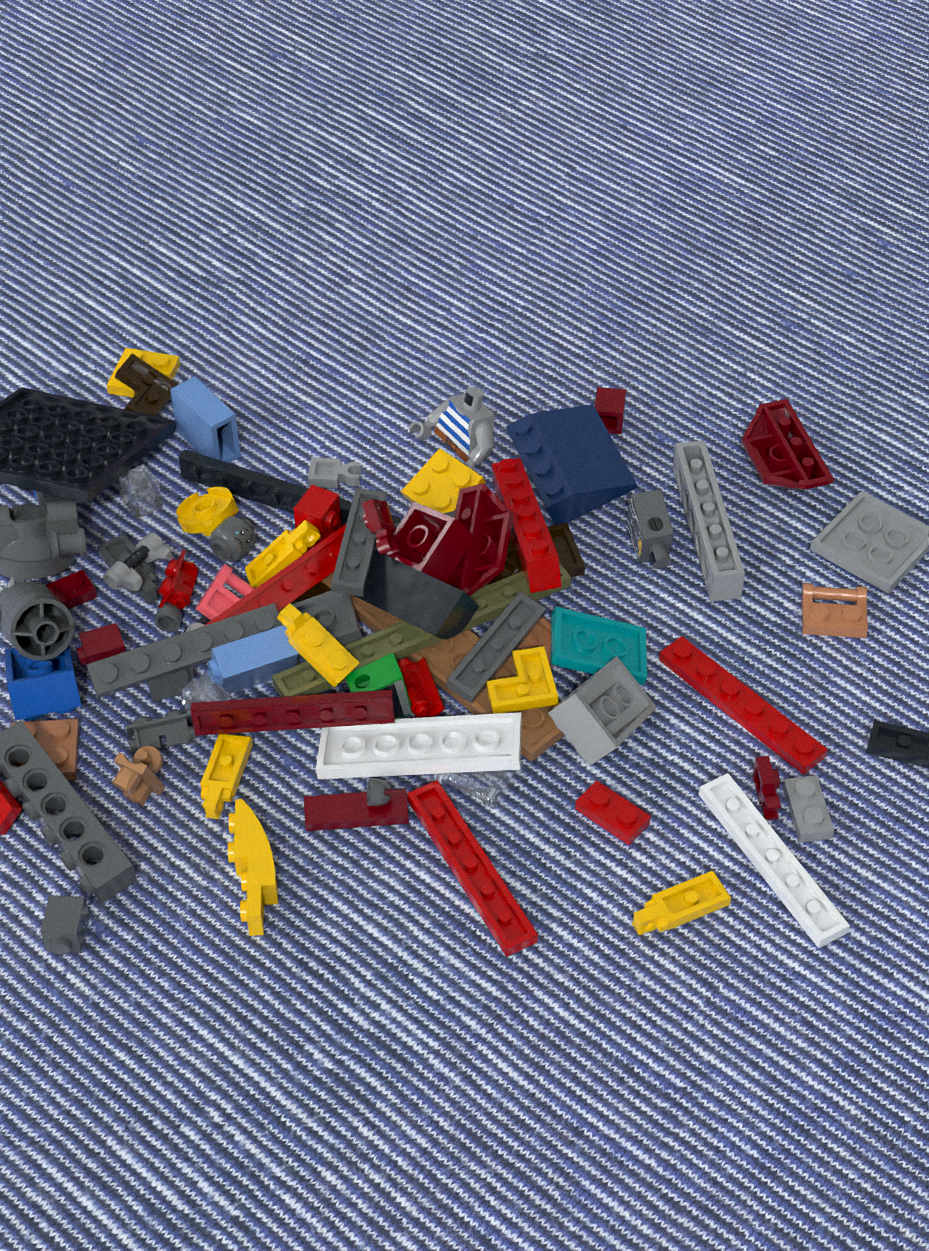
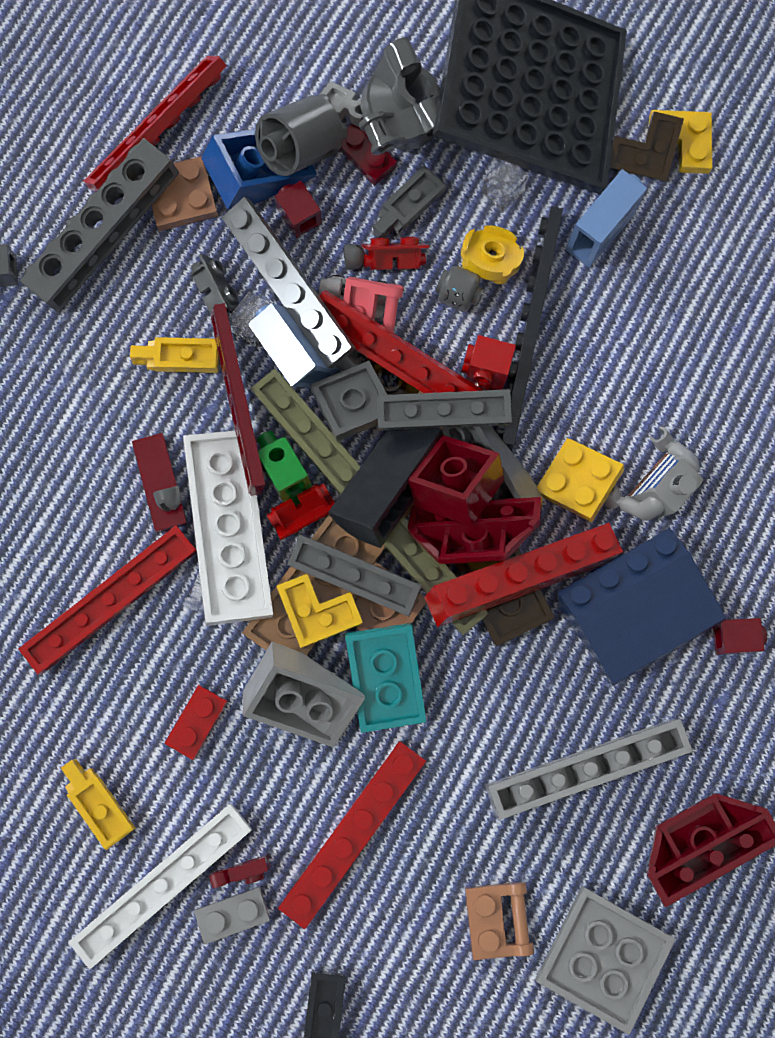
camera: 75 degrees right, 30 degrees up
(123, 573) = (381, 199): light grey piece -> none
(139, 777) = (147, 279): medium nougat hips -> none
(254, 864) = (90, 403): yellow slope -> none
(281, 553) = (437, 339): yellow hinge -> none
(317, 645) = (300, 401): yellow hinge -> none
(329, 472) = (577, 358): light grey plate -> none
(380, 522) = (457, 424): dark red plate -> none
(650, 528) = (566, 700): dark grey torso -> none

